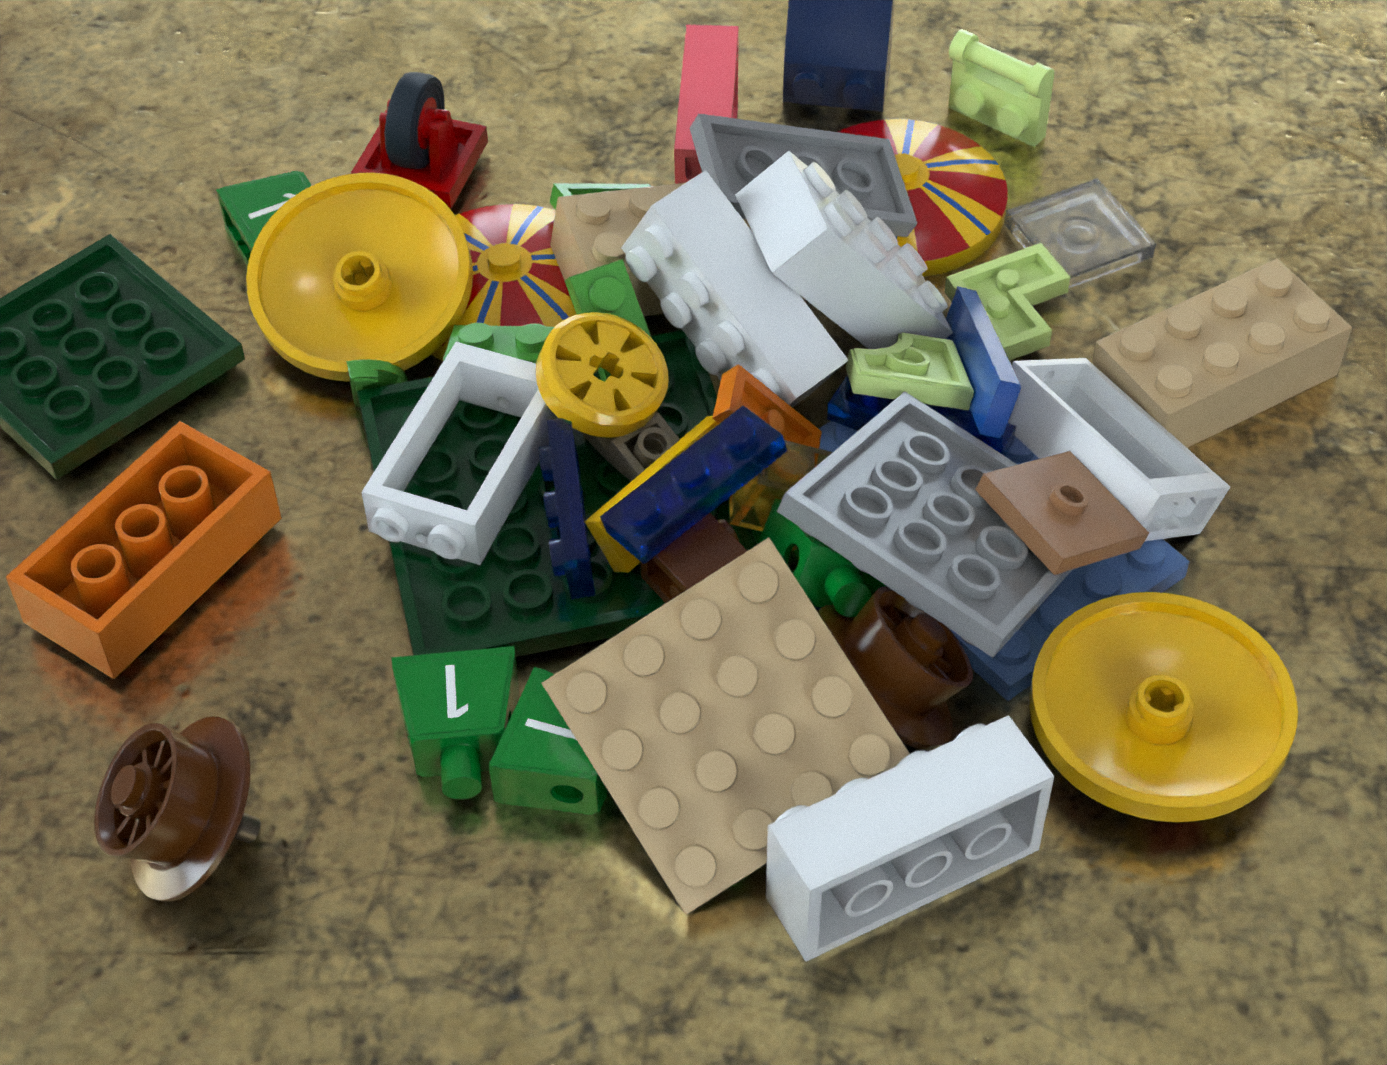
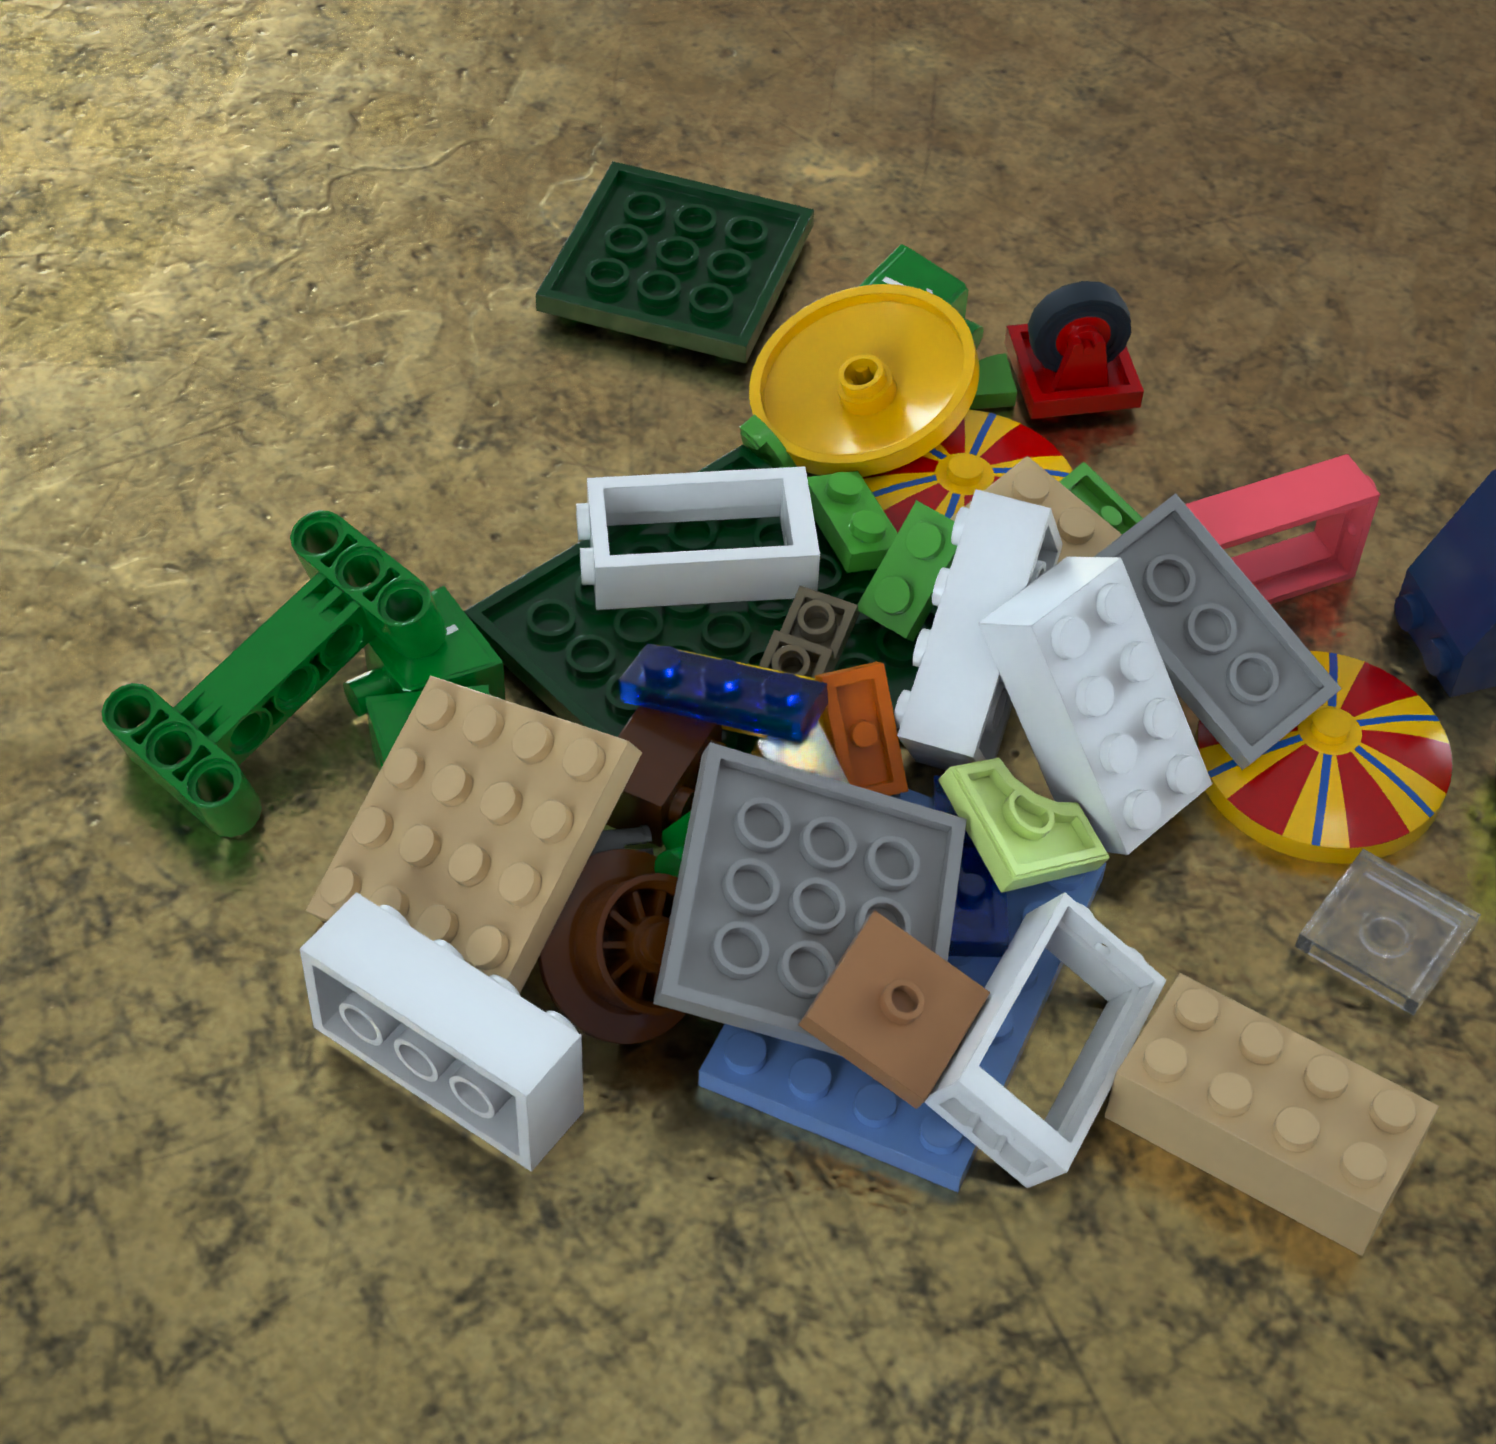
camera: 60 degrees right, 0 degrees up
(145, 548) = (476, 387): orange brick -> none
(176, 804) = (214, 506): reddish brown piece -> none
(415, 824) = (275, 672): none -> green beam
(566, 509) = (692, 625): clear blue plate -> none
(594, 406) = (856, 555): yellow wheel -> none
(984, 362) = (1078, 875): blue tile -> none
(1009, 291) = (1225, 881): yellowish green plate -> none
(1163, 706) = (731, 1203): yellow dish -> none

